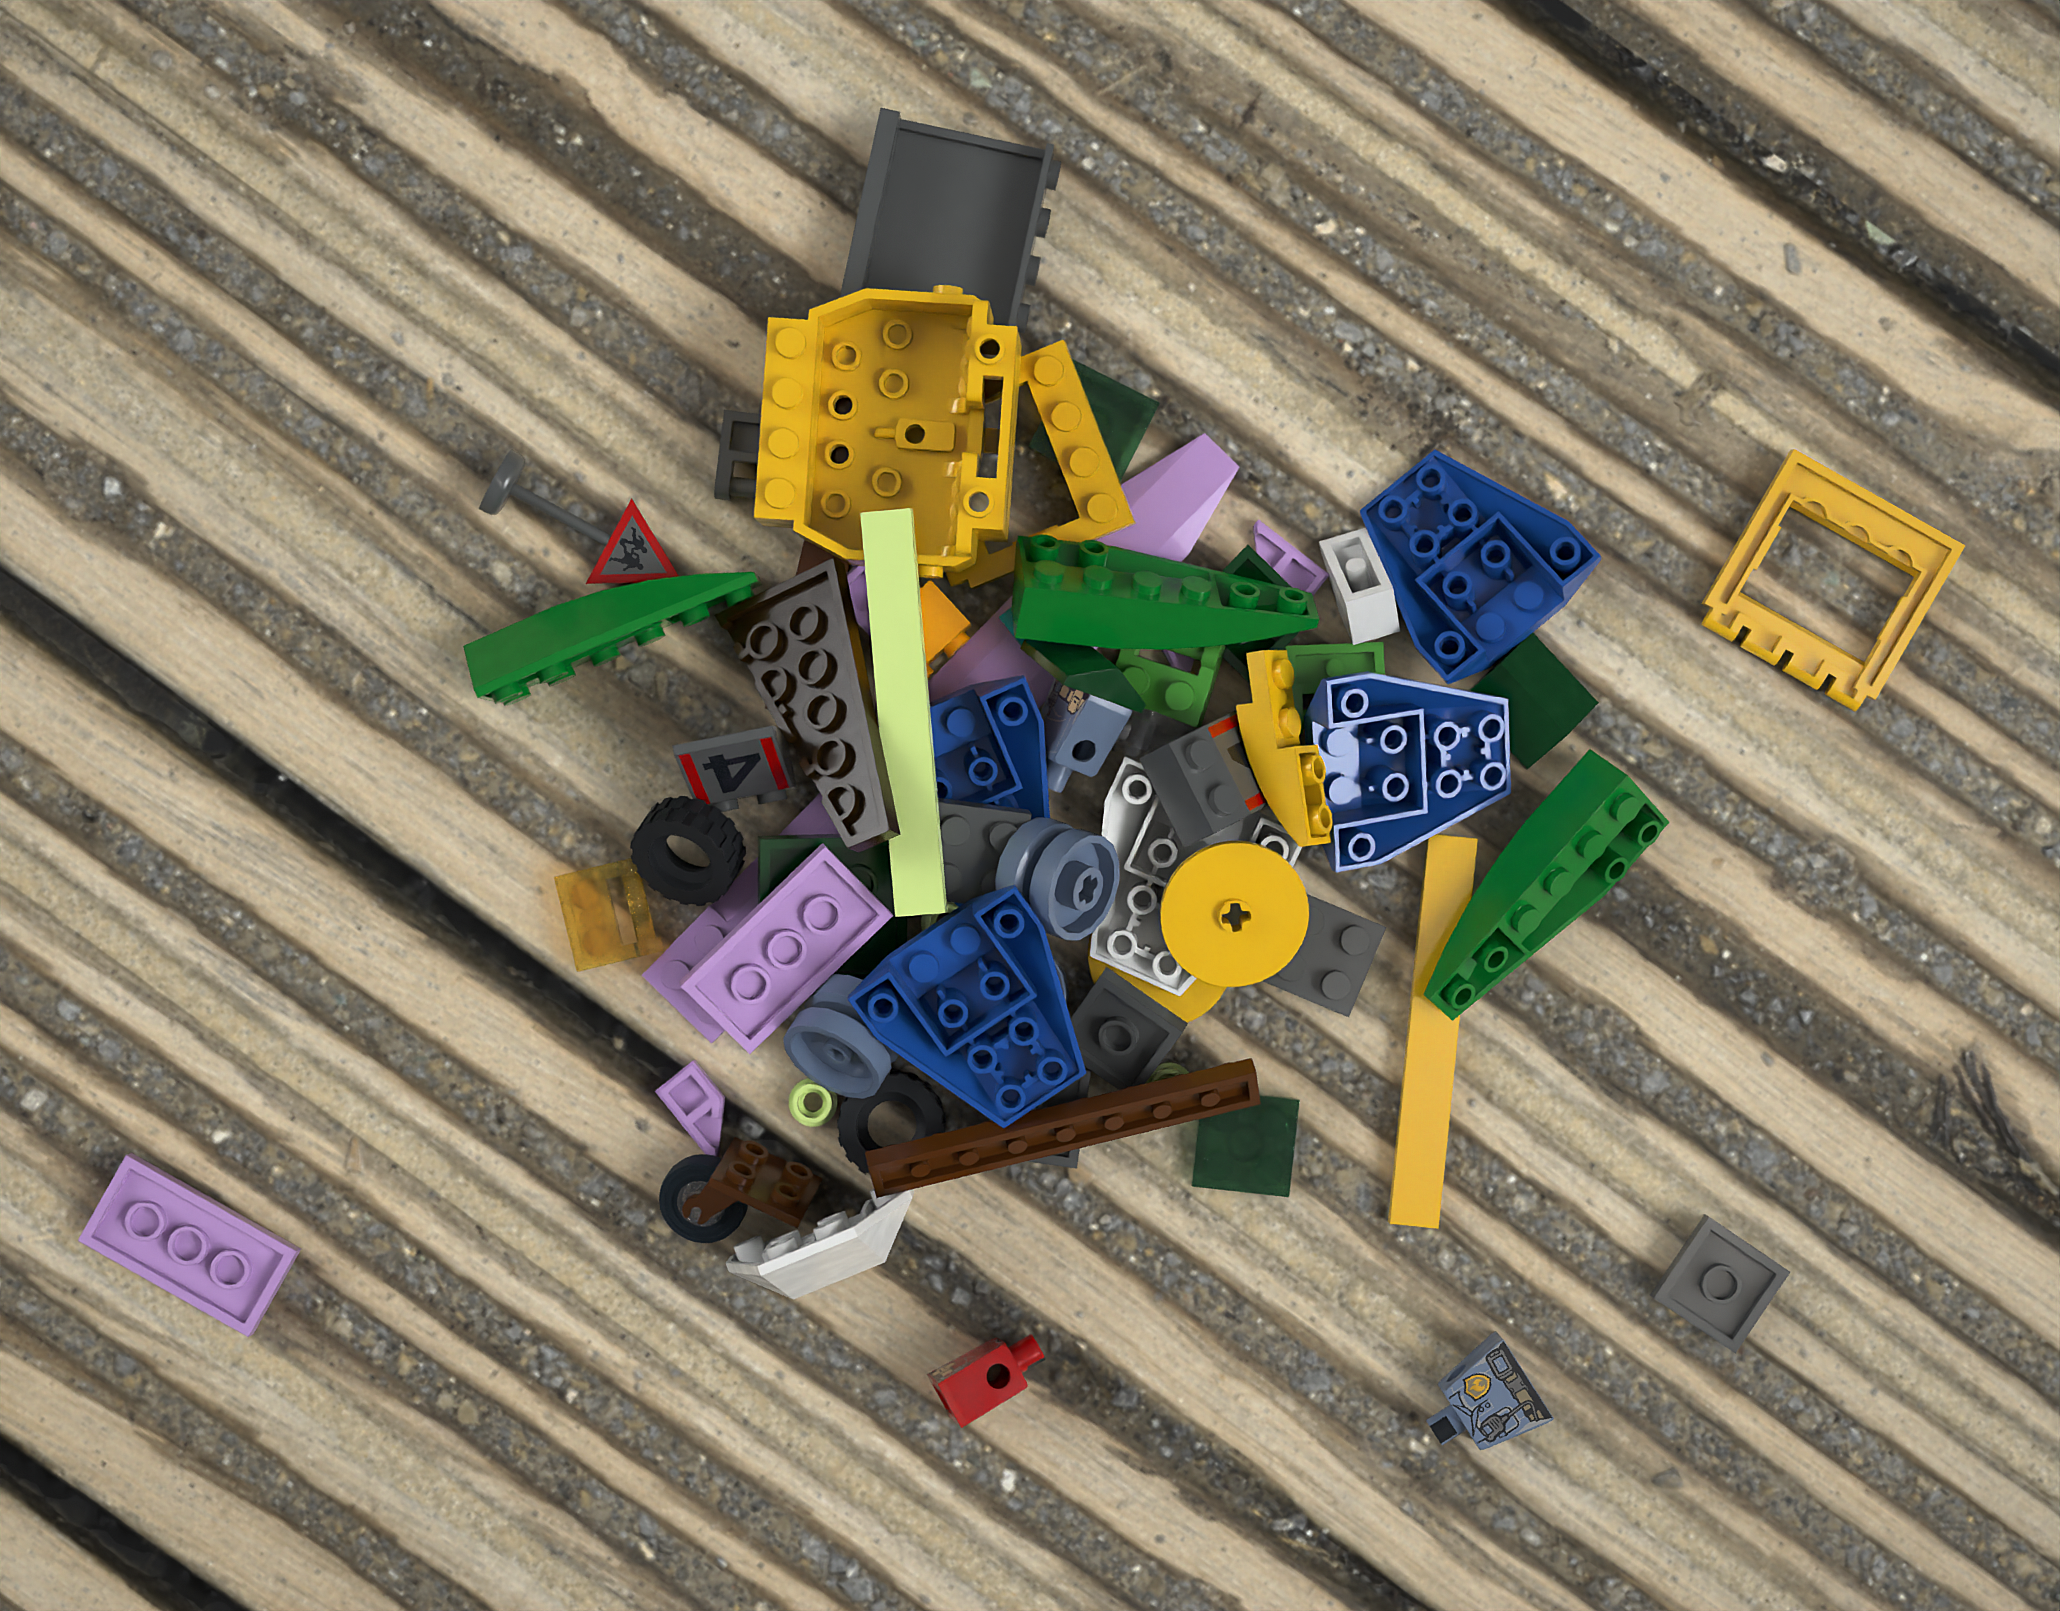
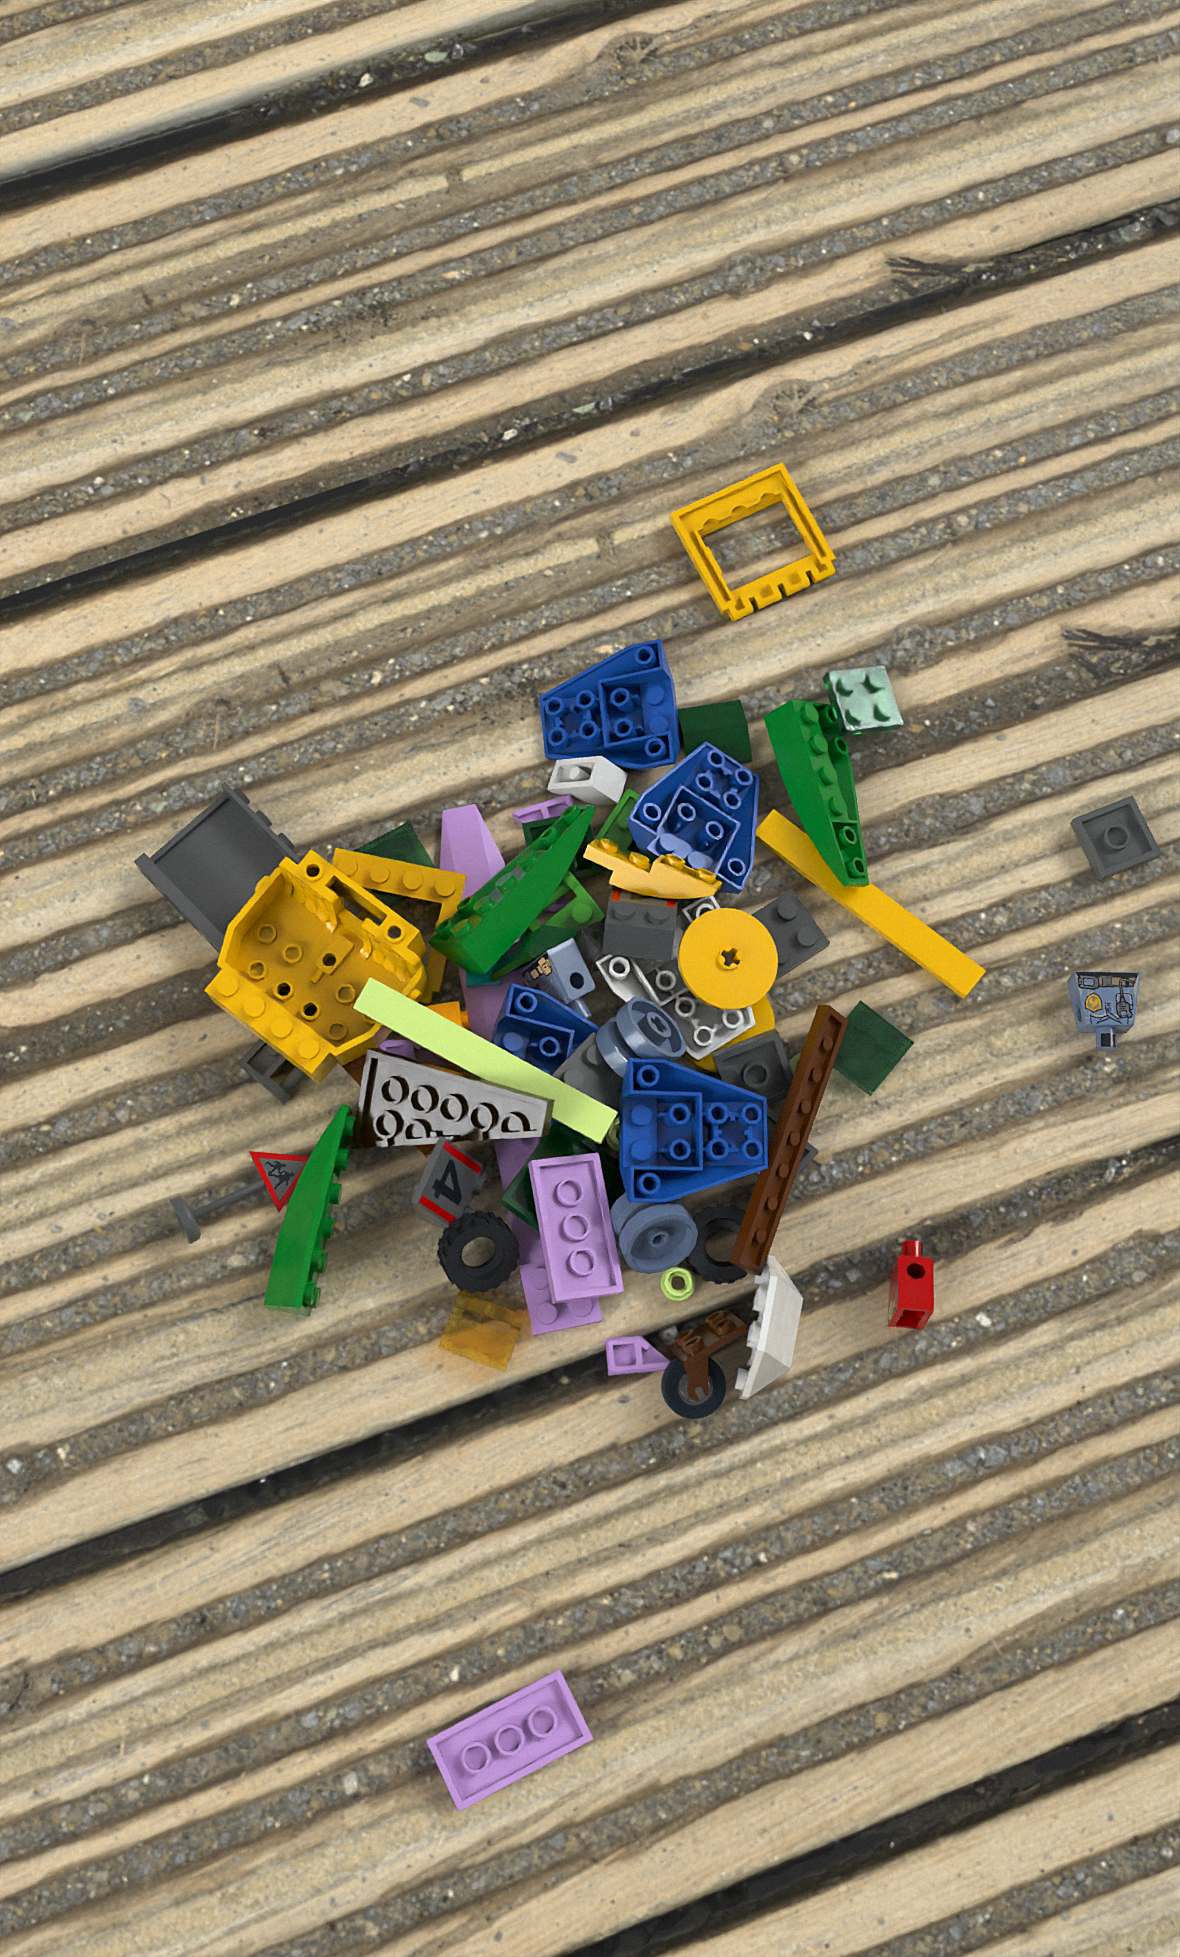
camera: 55 degrees left, 15 degrees down
(1696, 858) = (862, 700): none -> clear green plate

